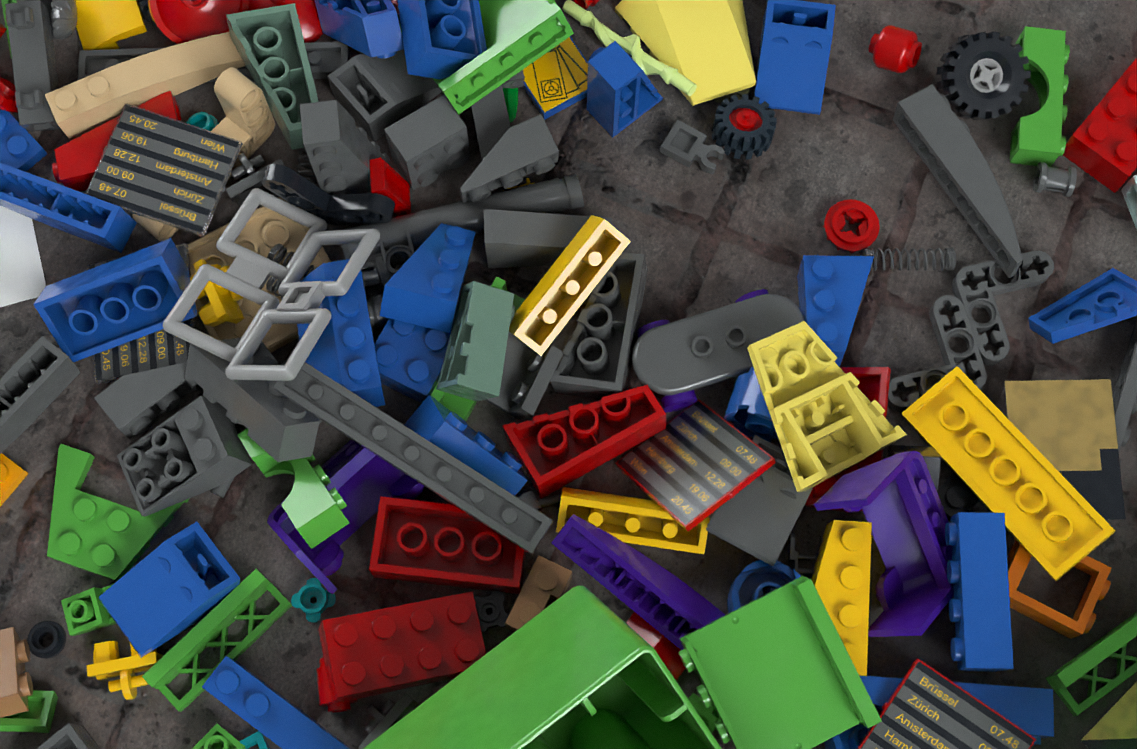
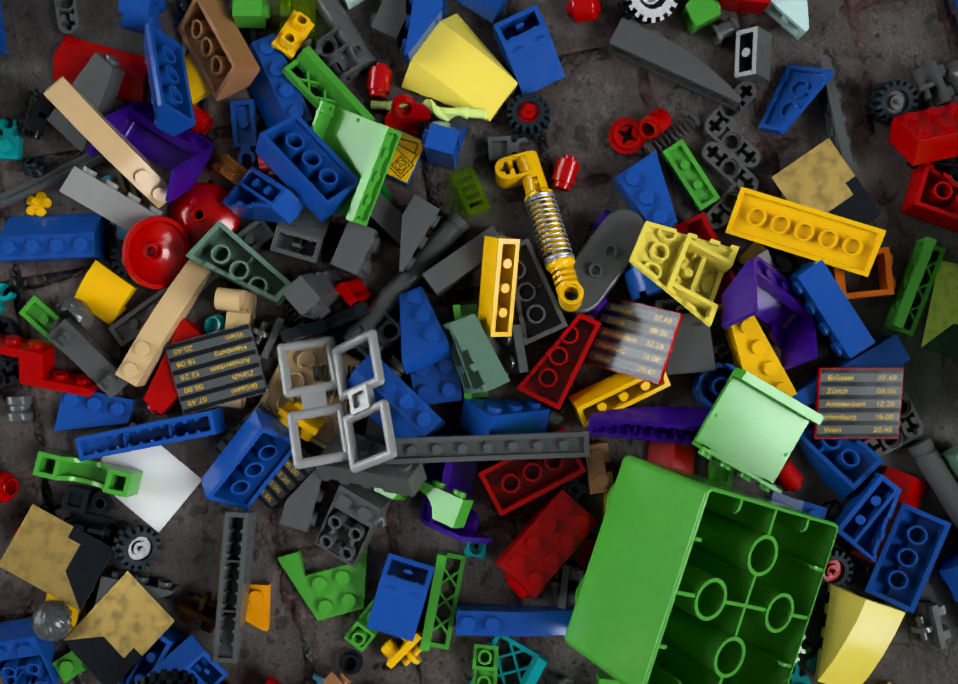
camera: 35 degrees left, 15 degrees up
(592, 35) = (408, 117): none -> red plate
(608, 195) = (477, 210): none -> clear neon green slope
(685, 233) = (540, 202): none -> yellow piece
(744, 219) = (565, 173): none -> red brick
(895, 229) = (654, 123): none -> red brick
(902, 320) = (690, 175): none -> bright green plate
(1072, 226) = (753, 55): none -> dark grey brick

